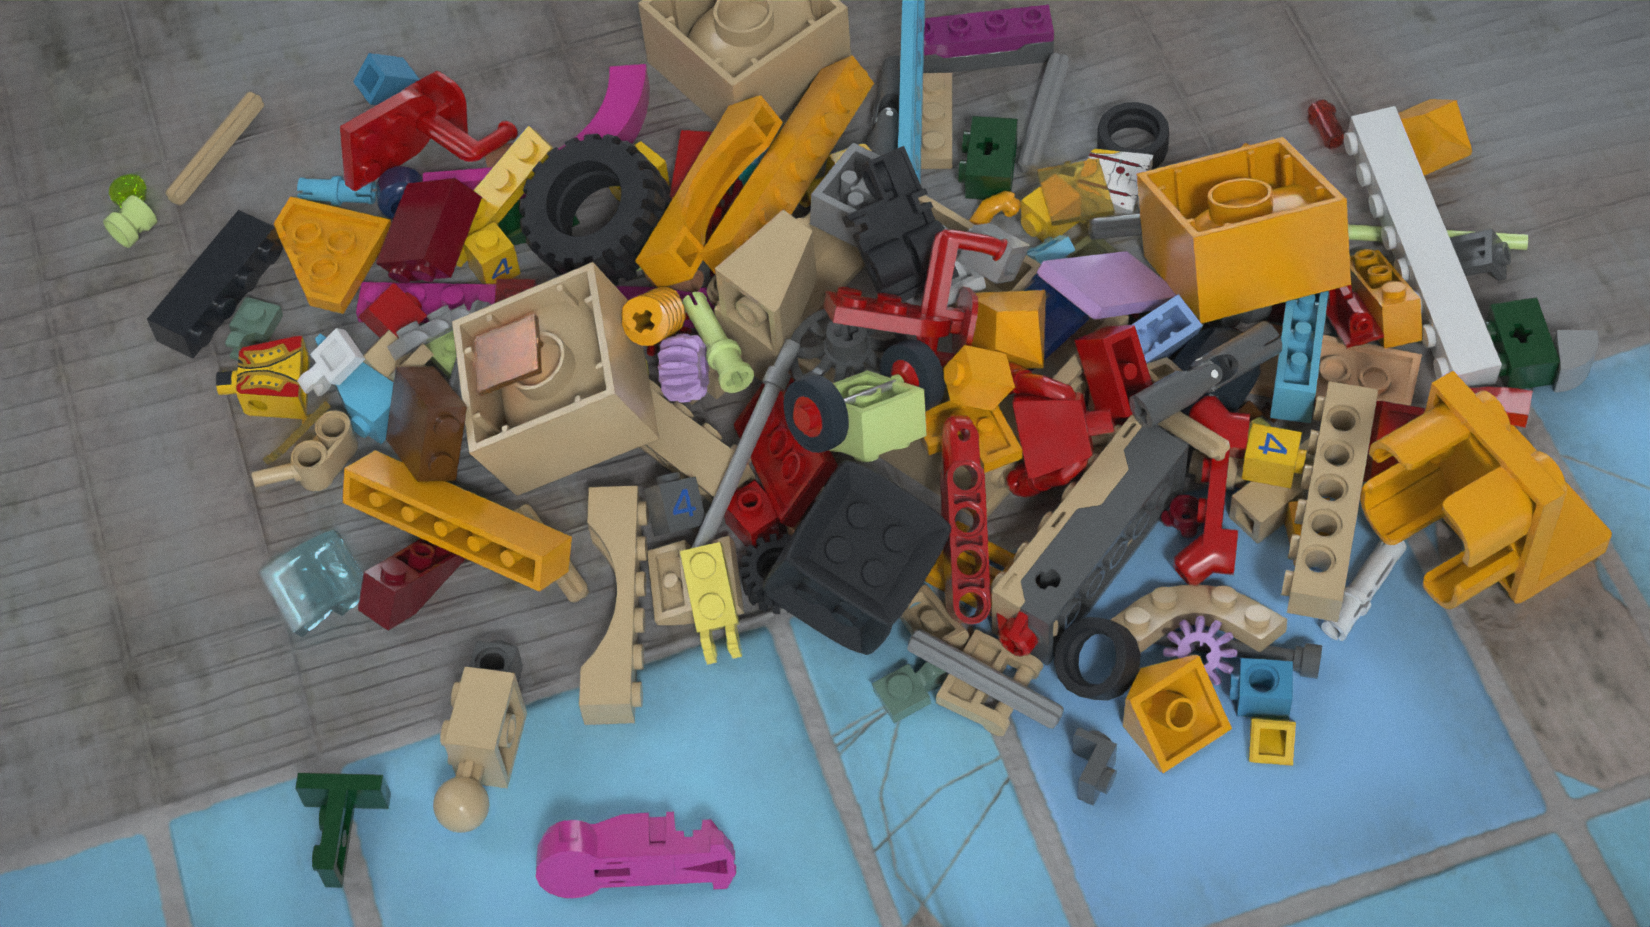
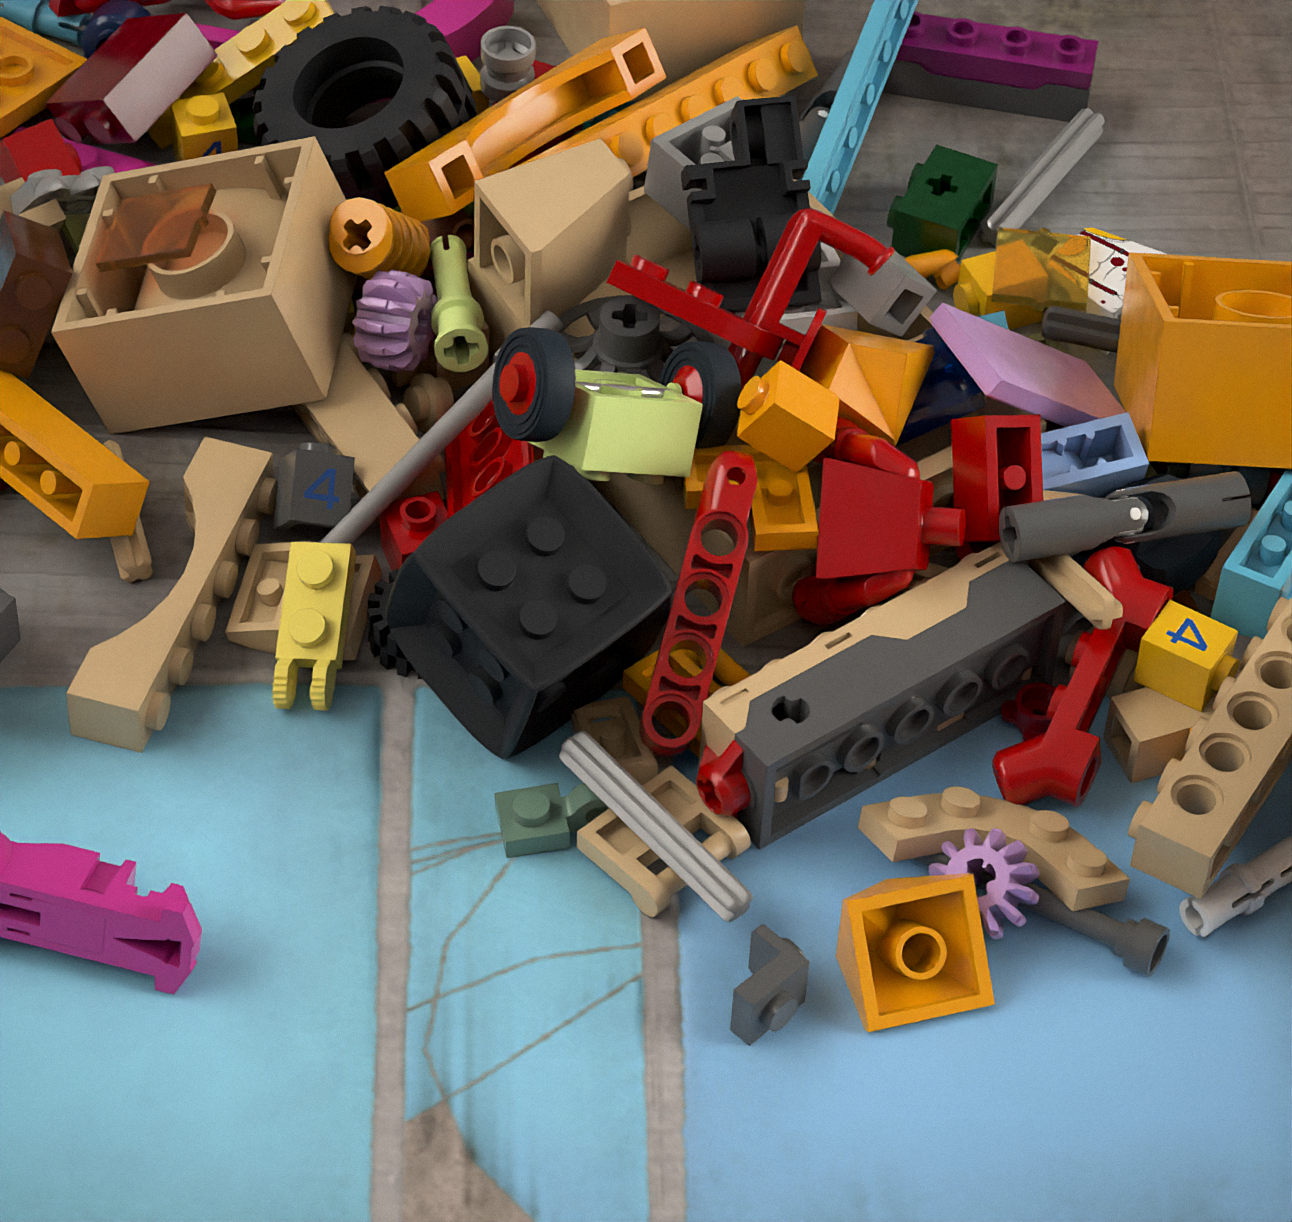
camera: 10 degrees right, 10 degrees down
(675, 144) = (506, 60): none -> light grey wheel
(717, 410) = (428, 400): none -> tan plate
(937, 121) = (887, 147): tan plate -> none
(1070, 646) = (801, 821): black tyre -> none
(1135, 116) = (1161, 210): black tyre -> none
(1272, 674) = (1058, 960): dark azure brick -> none
(1272, 741) = (1046, 1035): yellow slope -> none

